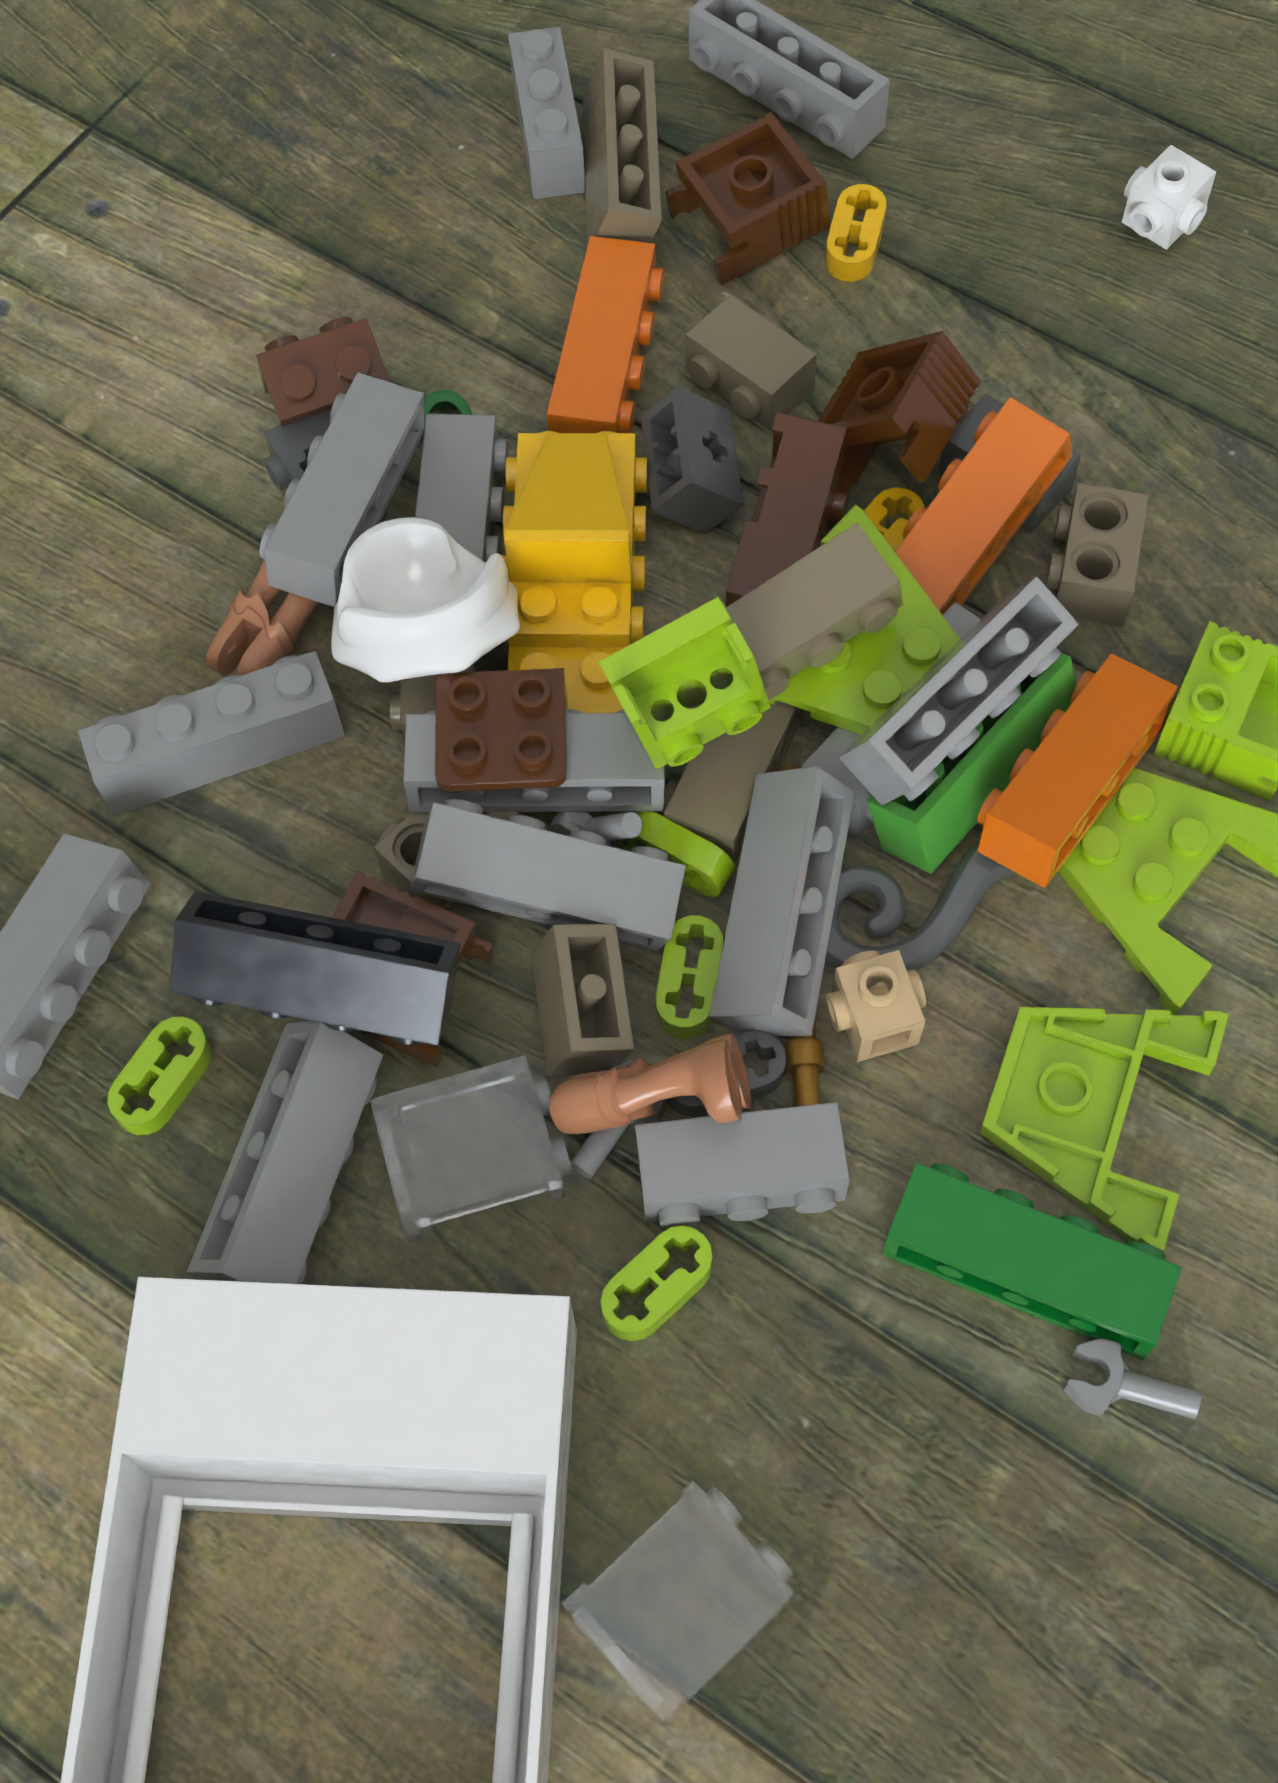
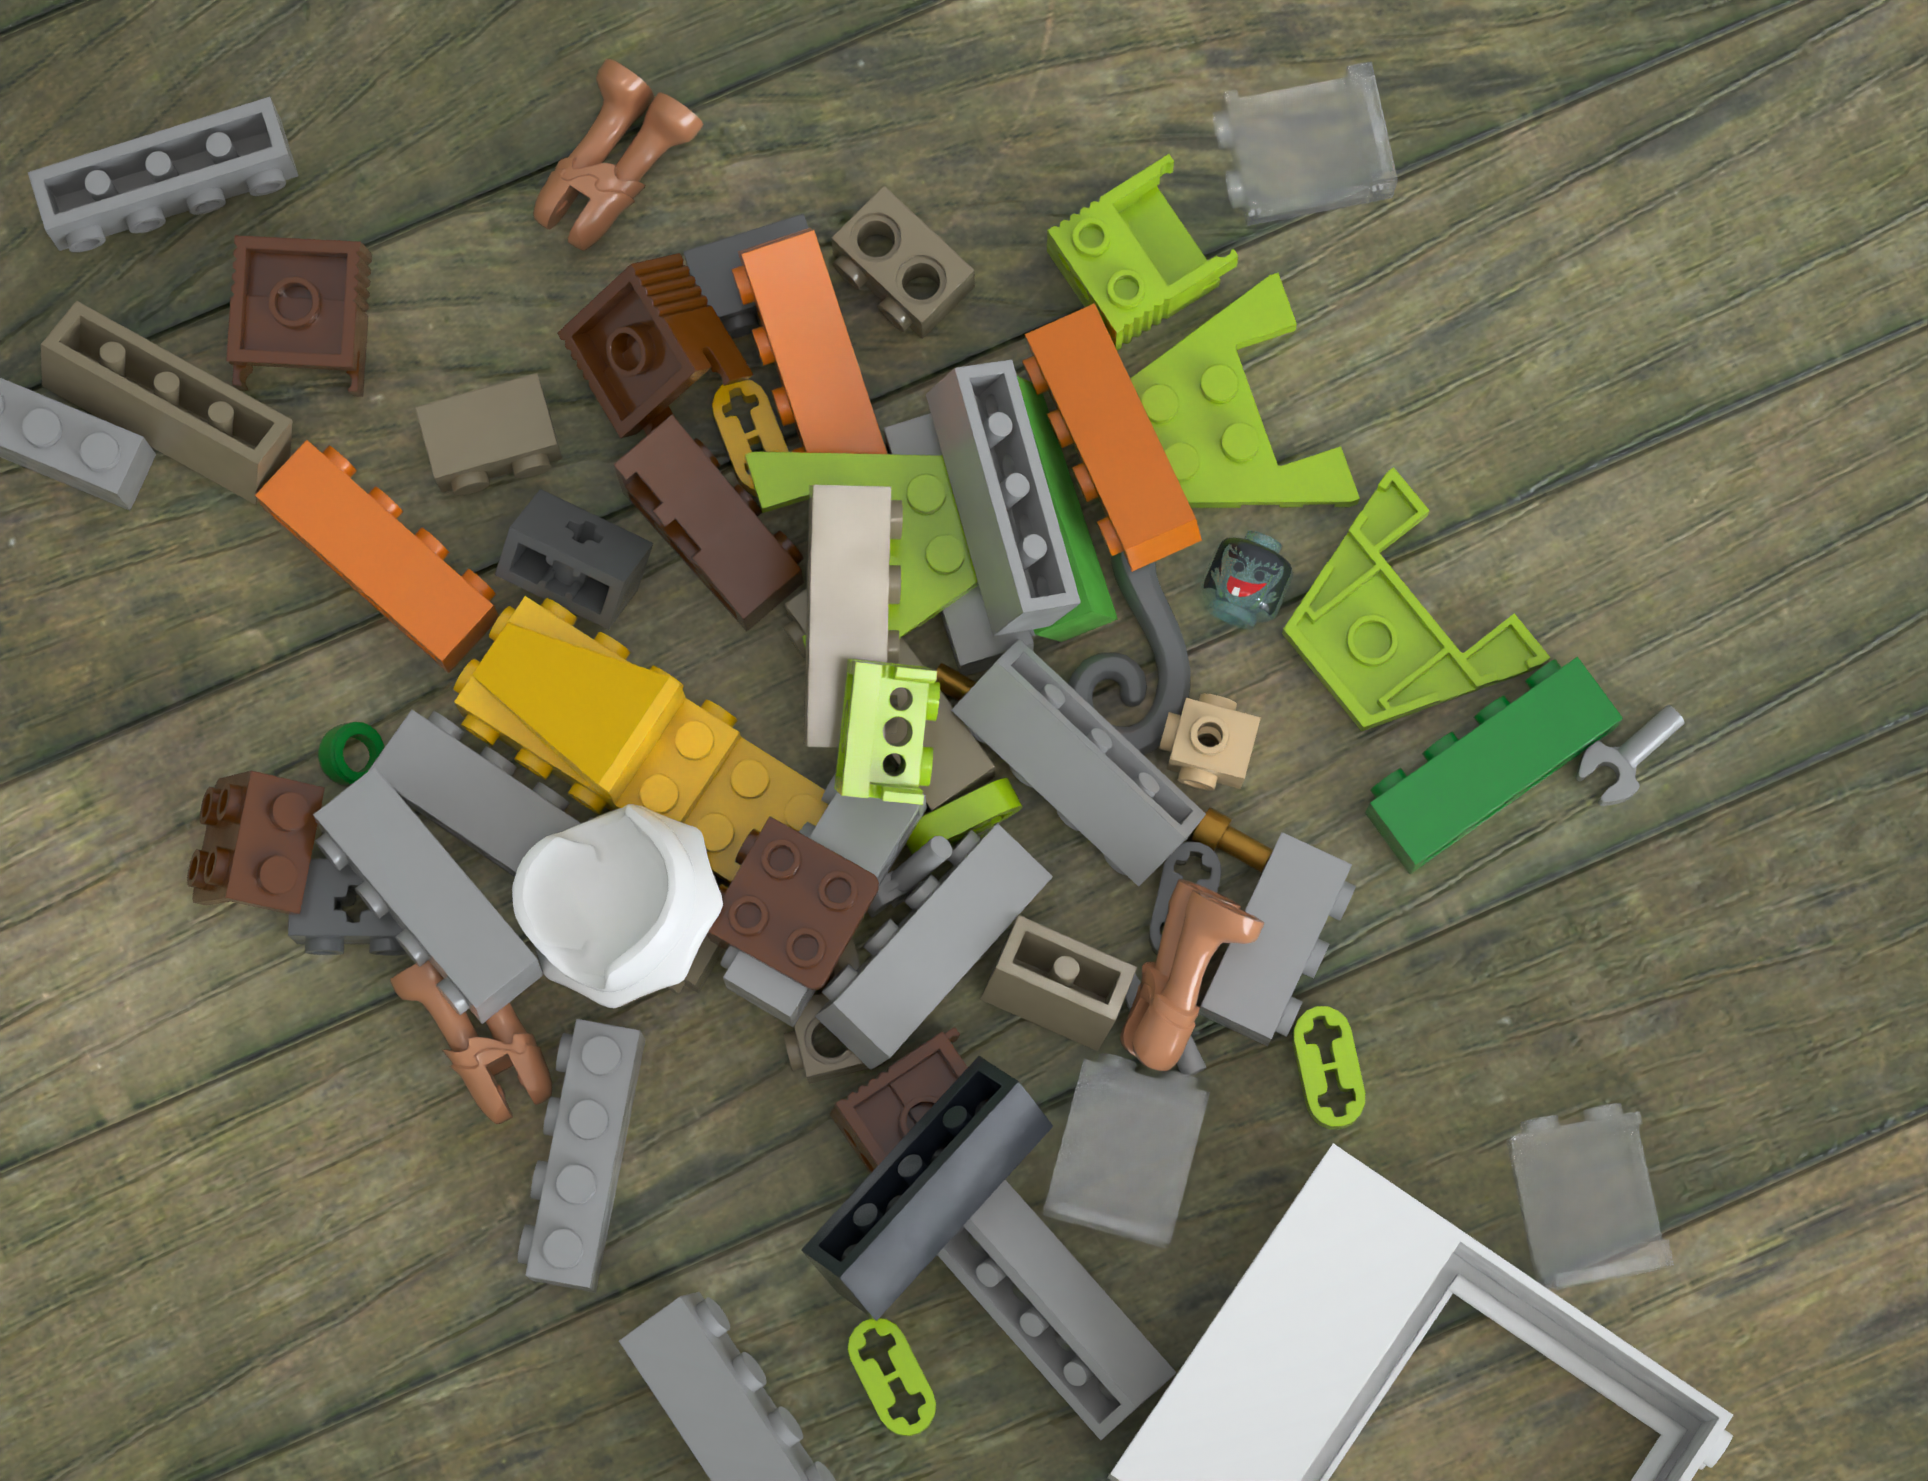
camera: 60 degrees left, 15 degrees up
(676, 974) = (1090, 867): lime beam -> none
(864, 234) = (403, 222): yellow beam -> none
(985, 322) = (605, 184): none -> nougat piece
(1040, 956) = (1246, 580): none -> clear light blue head

